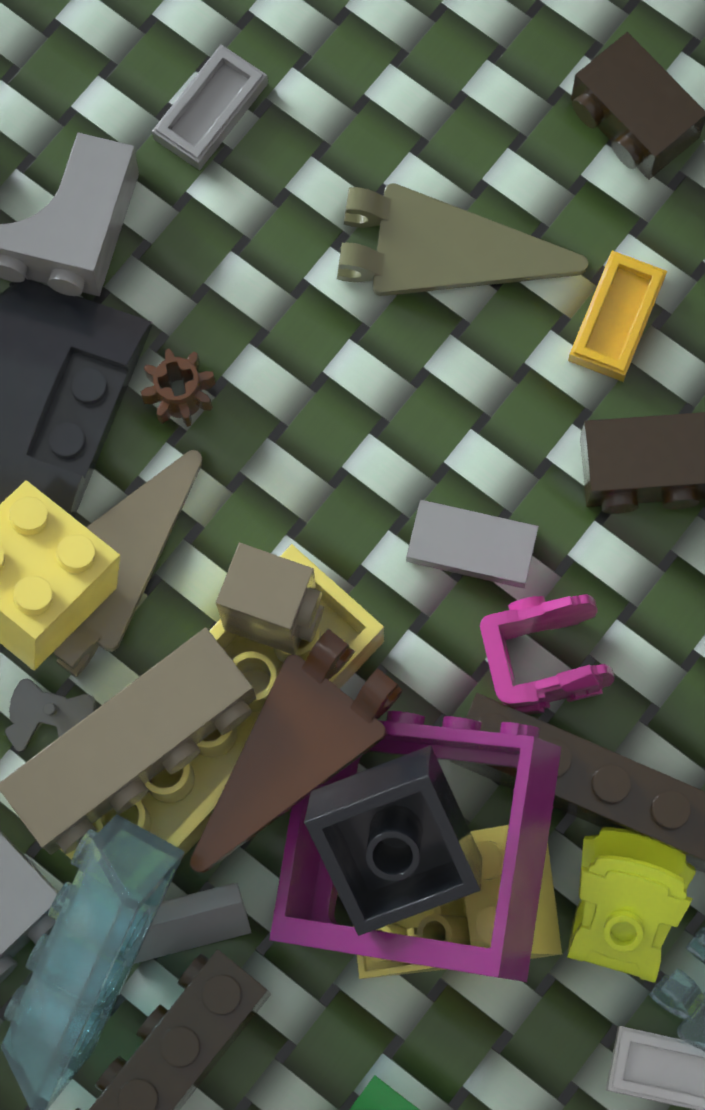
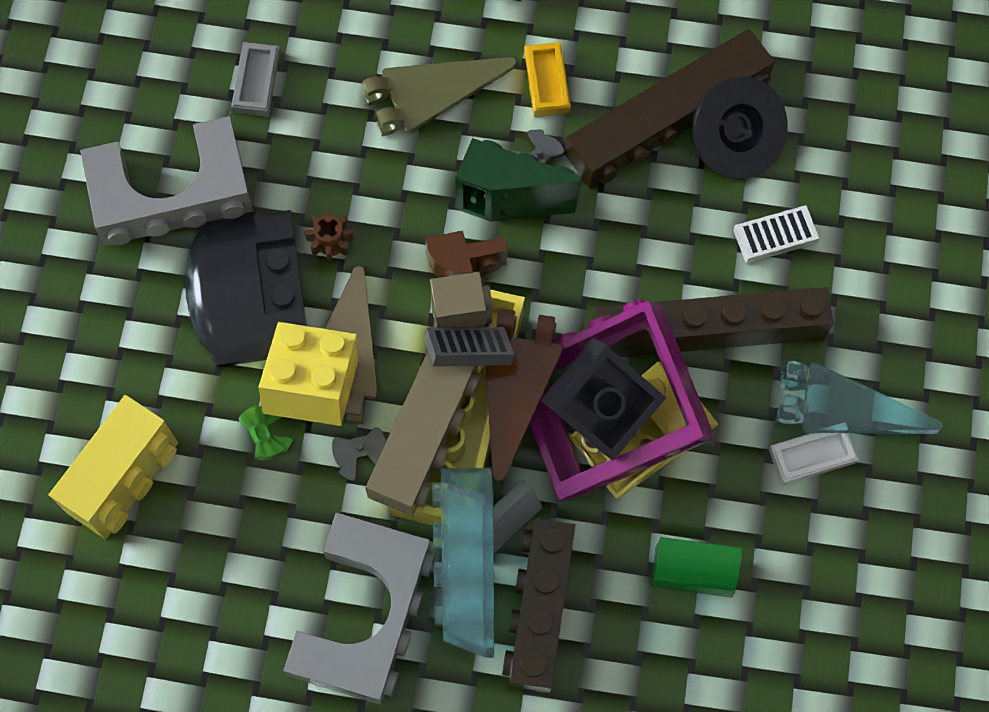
camera: 35 degrees left, 5 degrees down
(248, 663) = (468, 346): none -> dark grey tile
(331, 516) = (452, 256): none -> reddish brown brick
(463, 451) = (512, 185): none -> dark green slope
(472, 543) = (541, 237): light grey tile -> none
(532, 616) = (598, 254): dark pink piece -> none
(556, 420) = (545, 146): none -> dark grey piece
(628, 901) = (739, 374): neon yellow piece -> none

